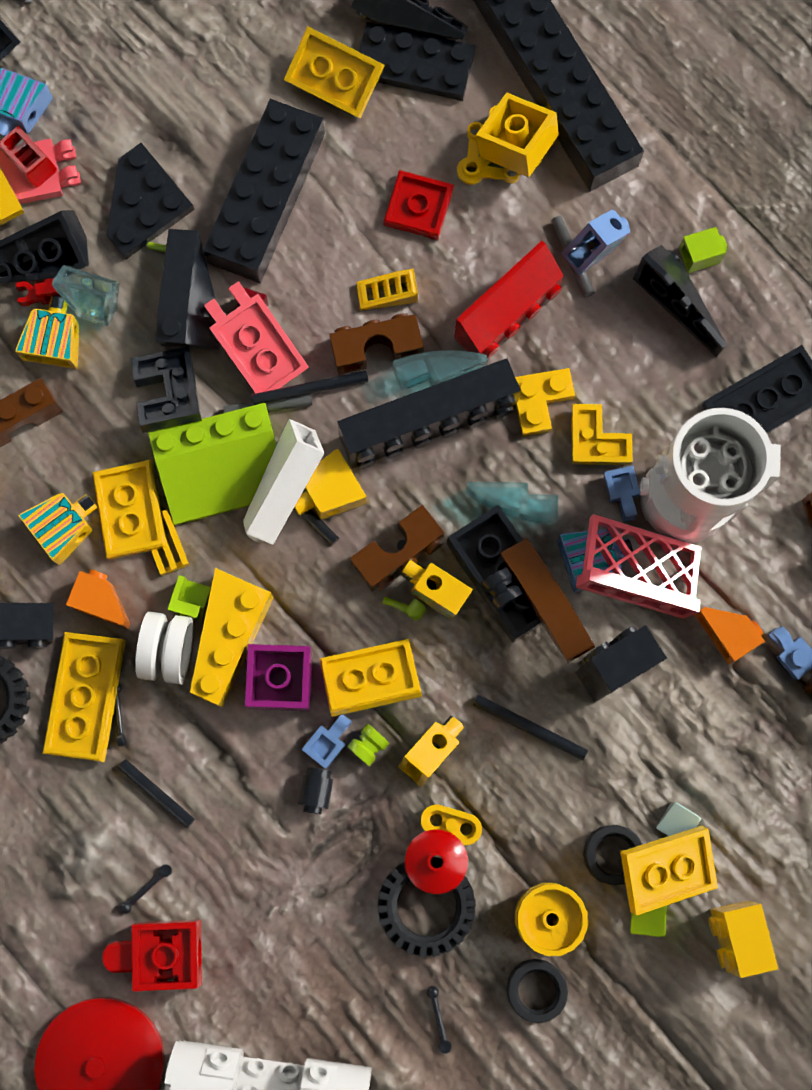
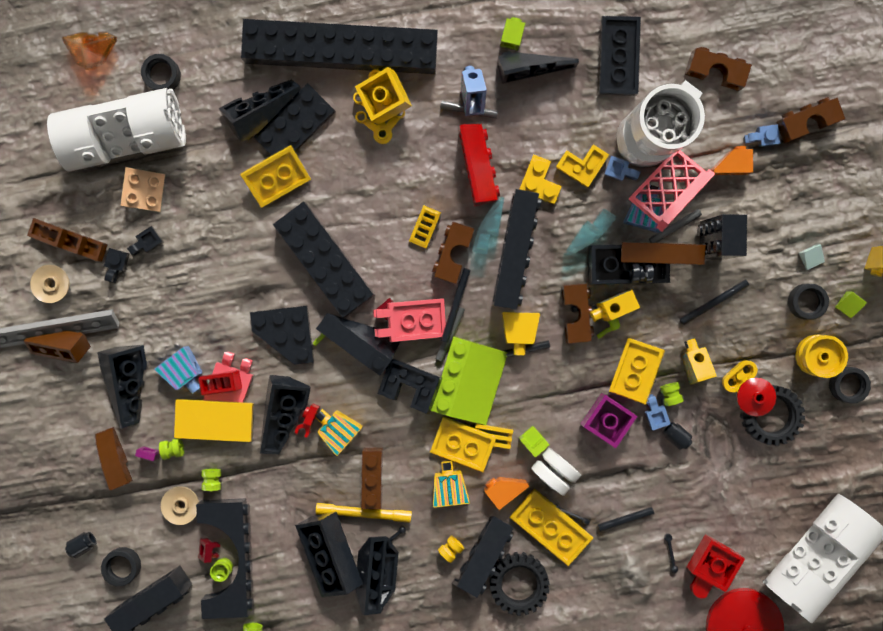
camera: 60 degrees left, 10 degrees up
(88, 294) = (327, 396): clear light blue slope -> none
(229, 625) = (564, 429): yellow wedge -> none
(283, 482) = (504, 352): white slope -> none
(418, 205) = (384, 177): red tile -> none
(445, 1045) = (846, 448): black hinge -> none
(598, 611) = (674, 227): none -> dark grey bar
(669, 870) = (836, 279): yellow plate -> none

